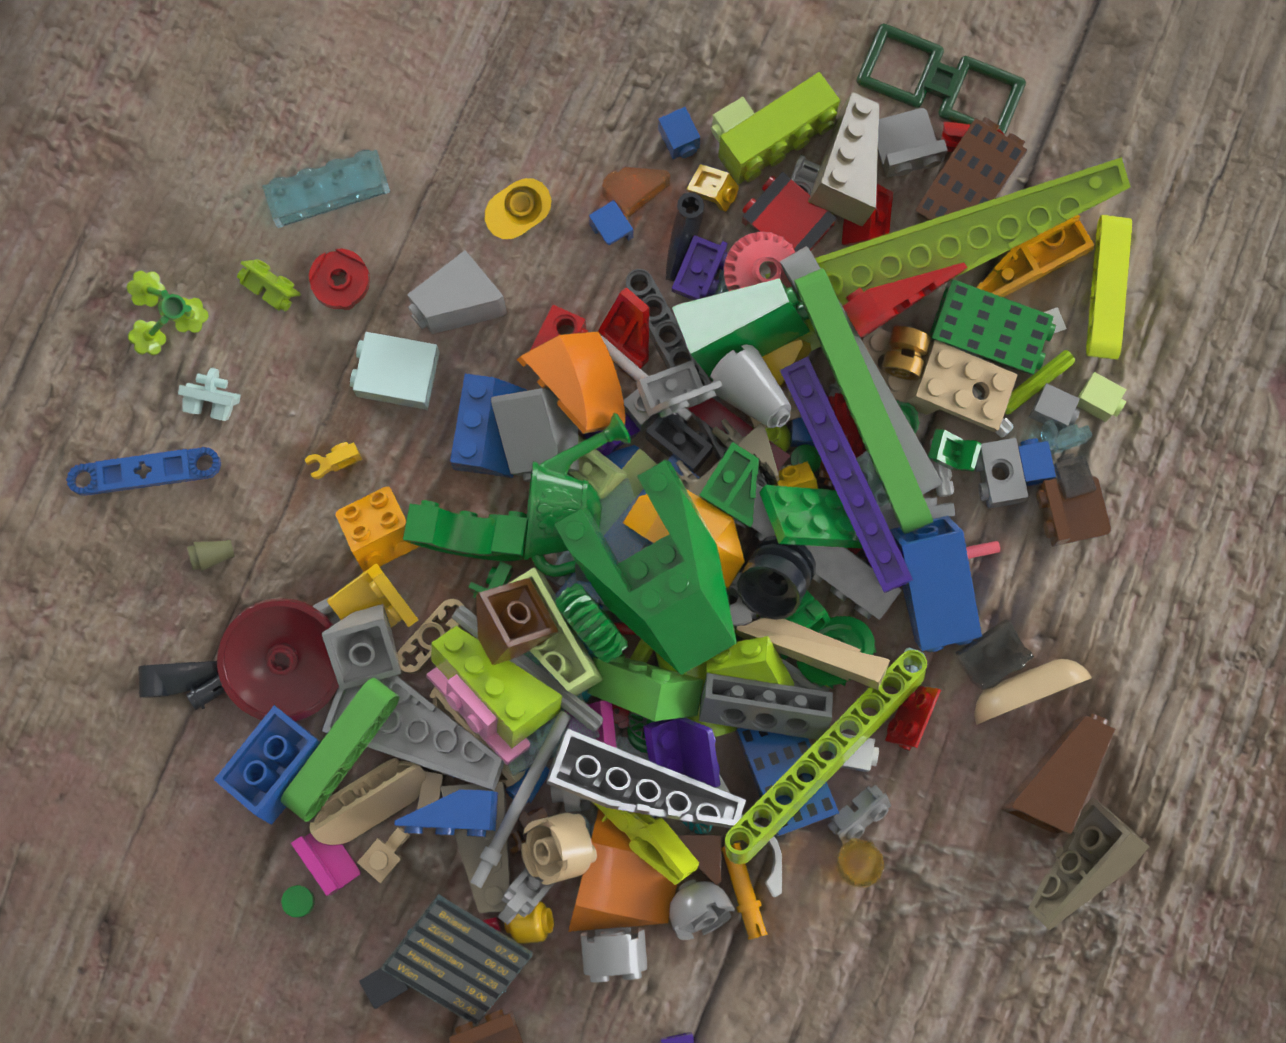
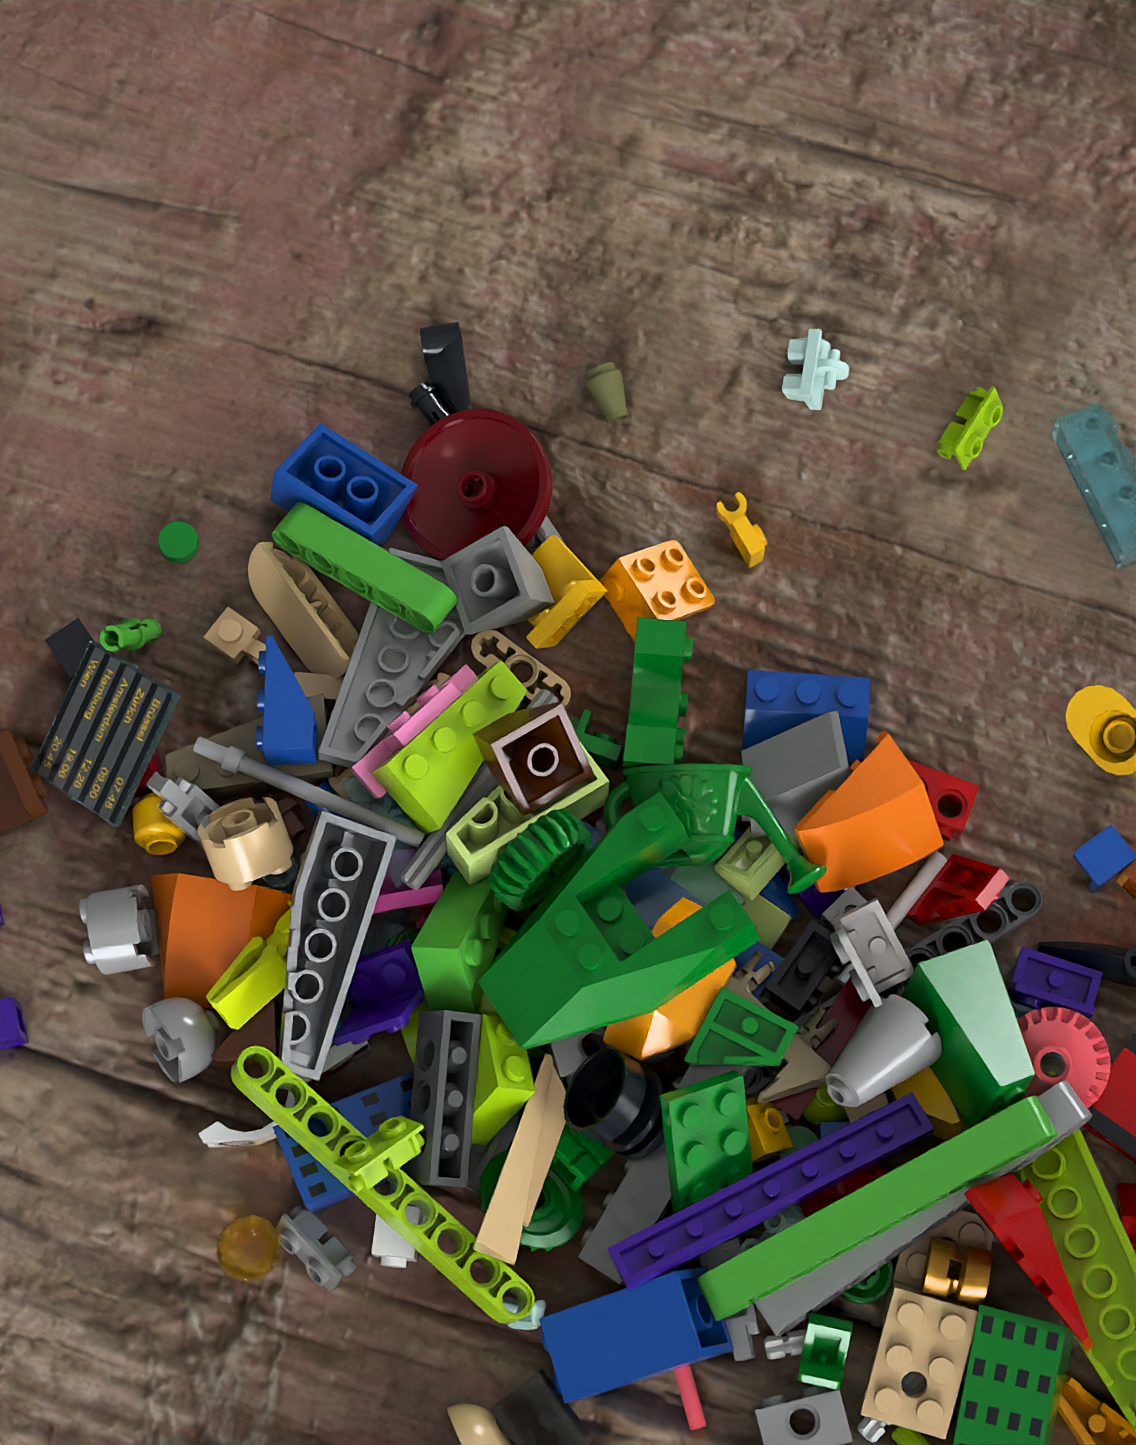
camera: 90 degrees right, 5 degrees down
(121, 472) = (713, 328): blue piece -> none
(184, 312) = (919, 334): lime plant -> none
(327, 863) = (222, 571): dark pink panel -> none
(333, 263) = (994, 535): red plate -> none
(376, 938) = (130, 634): none -> bright green pin
(395, 370) = (870, 595): light aqua brick -> none
(456, 297) = (975, 658): light grey slope -> none
(745, 897) = (197, 1101): light orange pin -> none
(801, 745) = (395, 1140): none -> lime hinge
(912, 718) = (434, 1303): red hinge -> none

